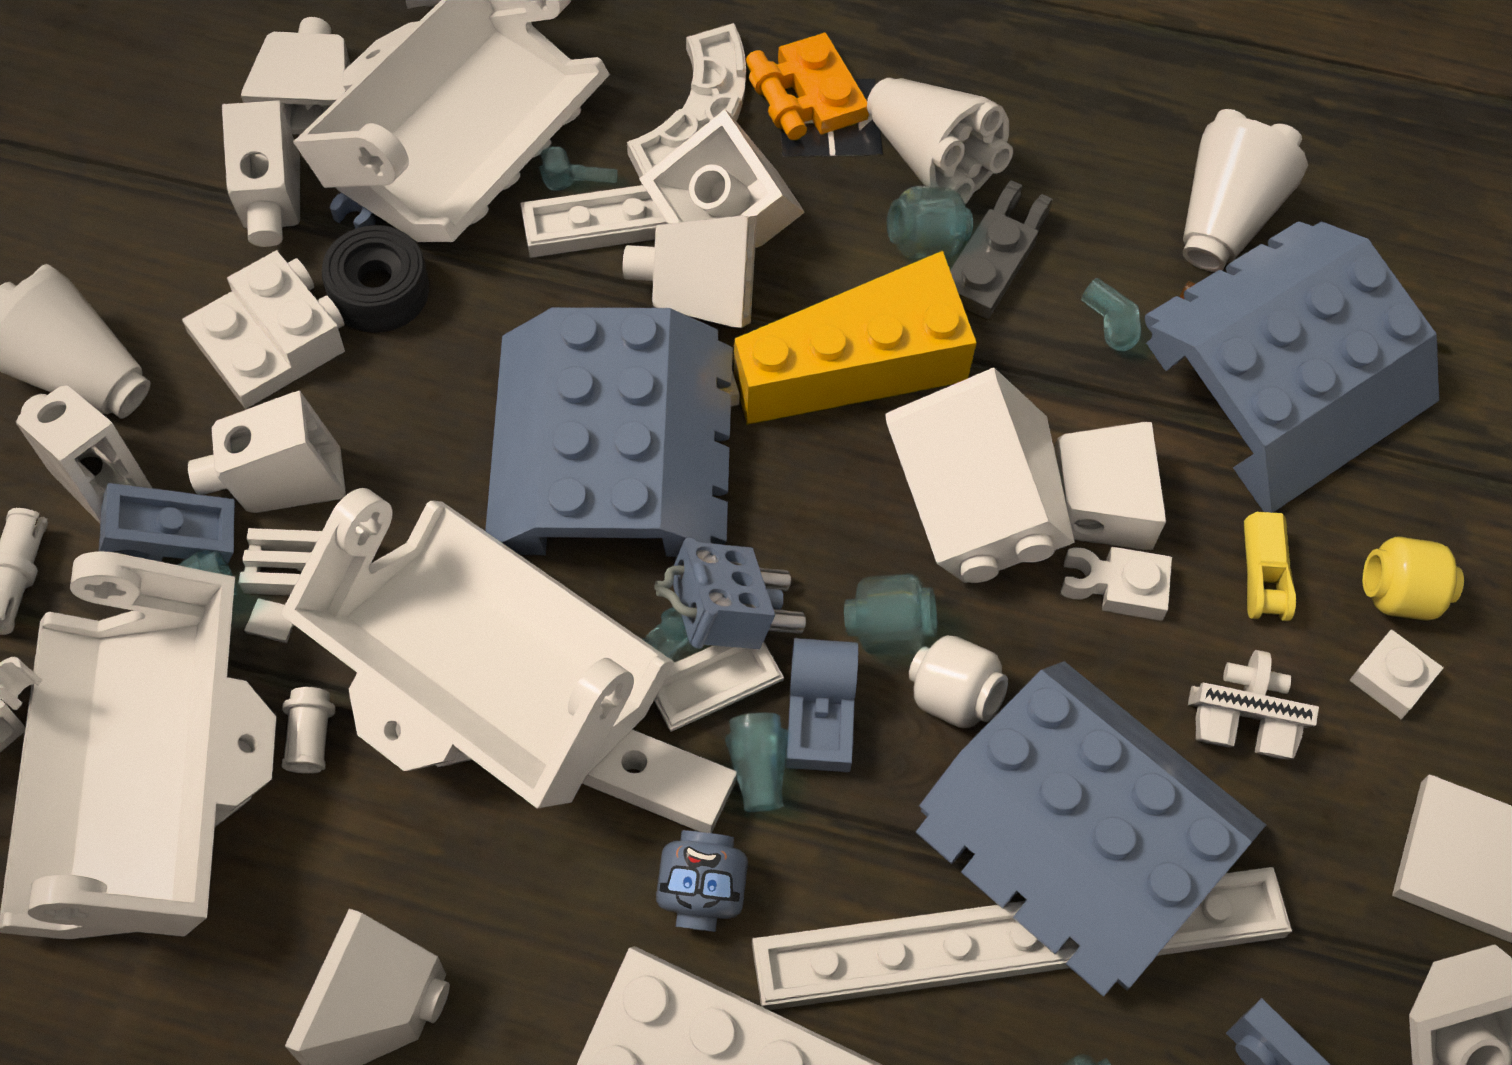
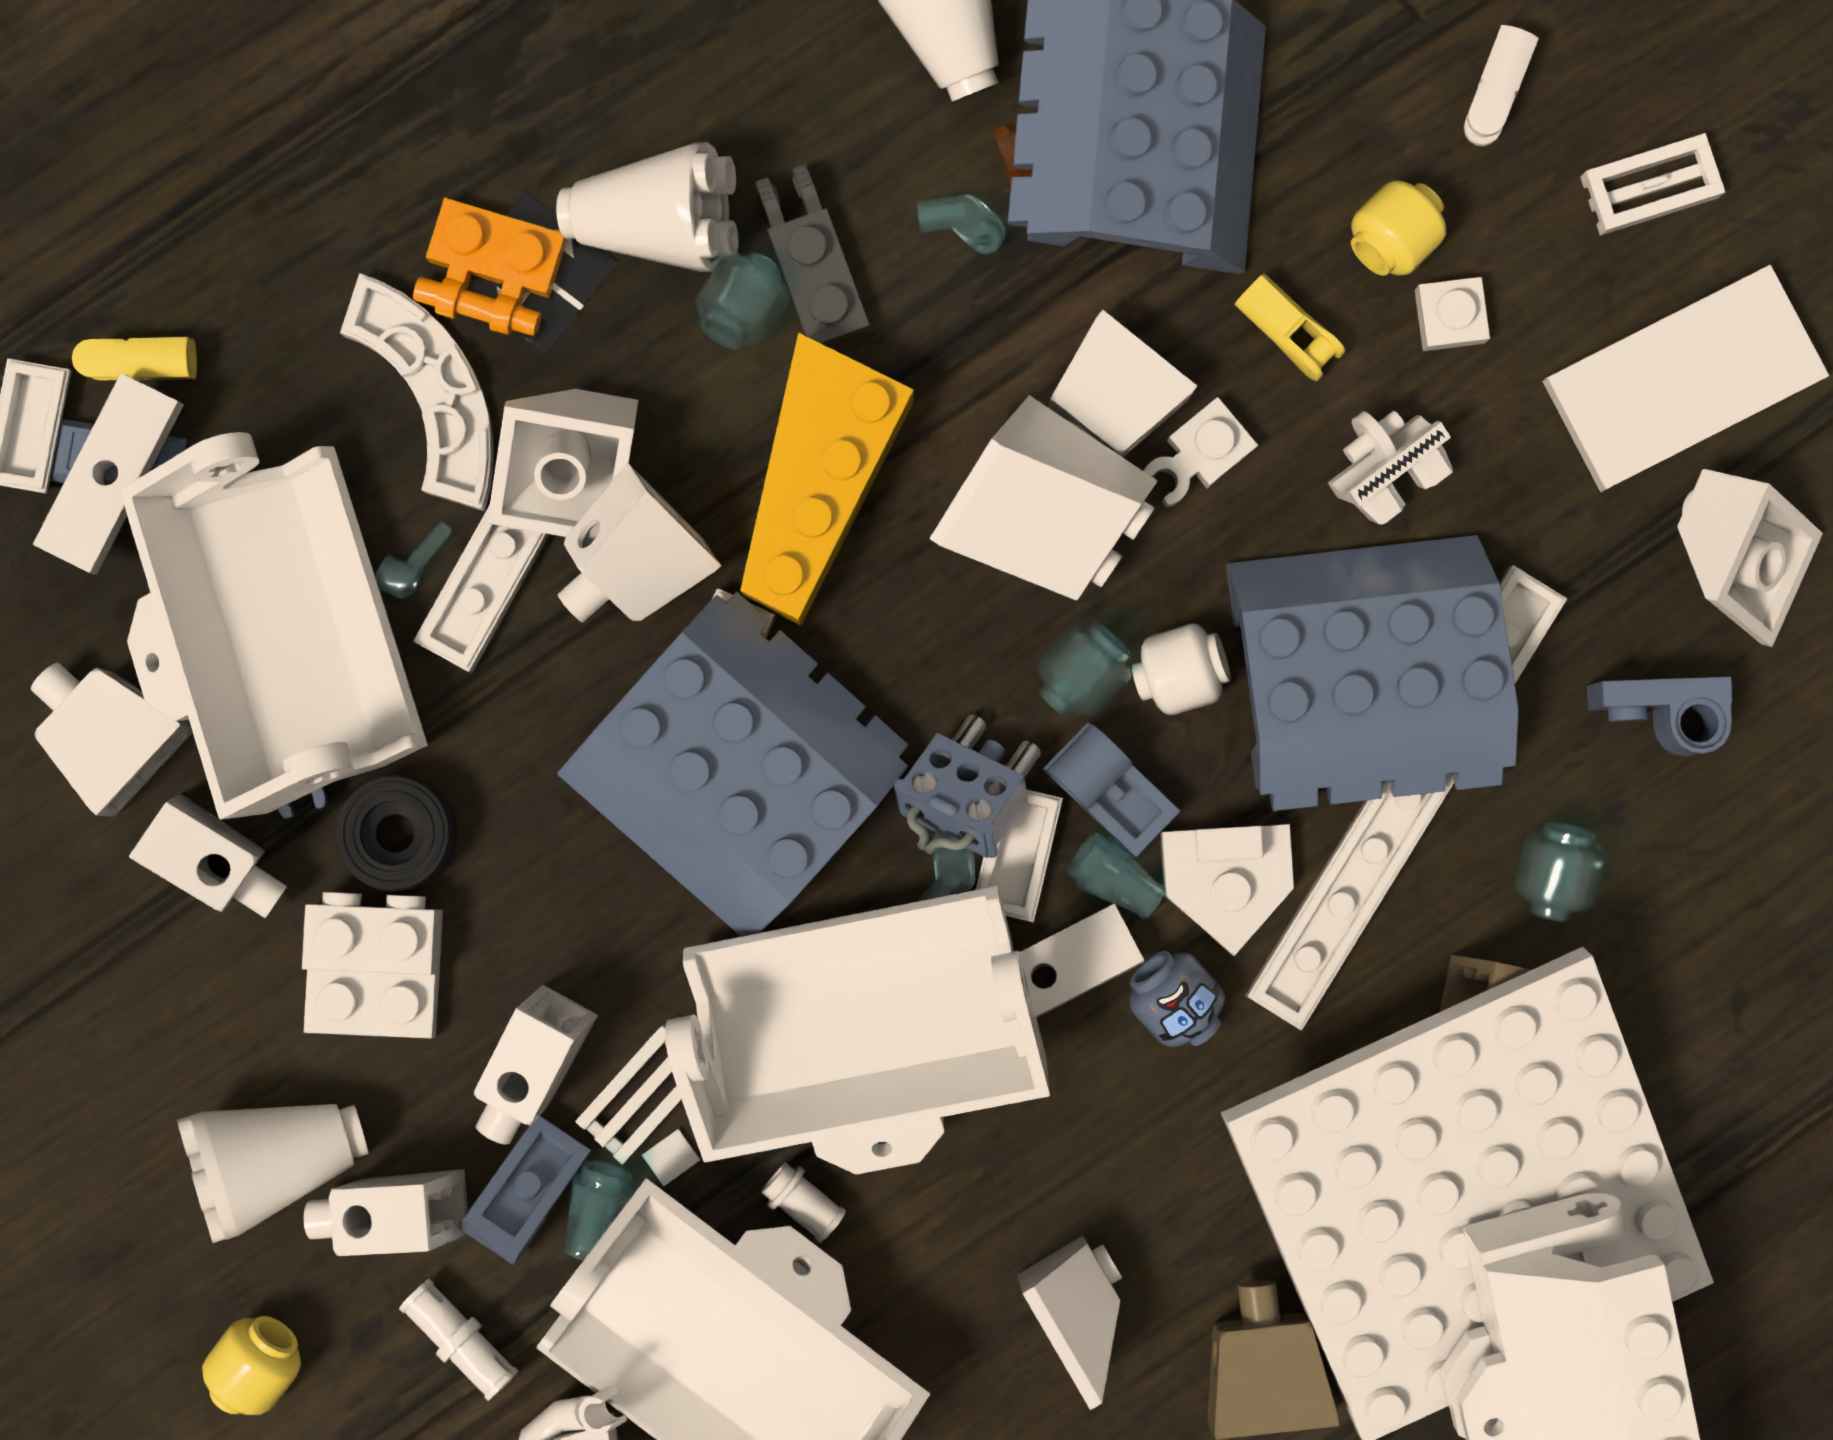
camera: 50 degrees left, 25 degrees up
(835, 848) = (1228, 878): none -> white plate

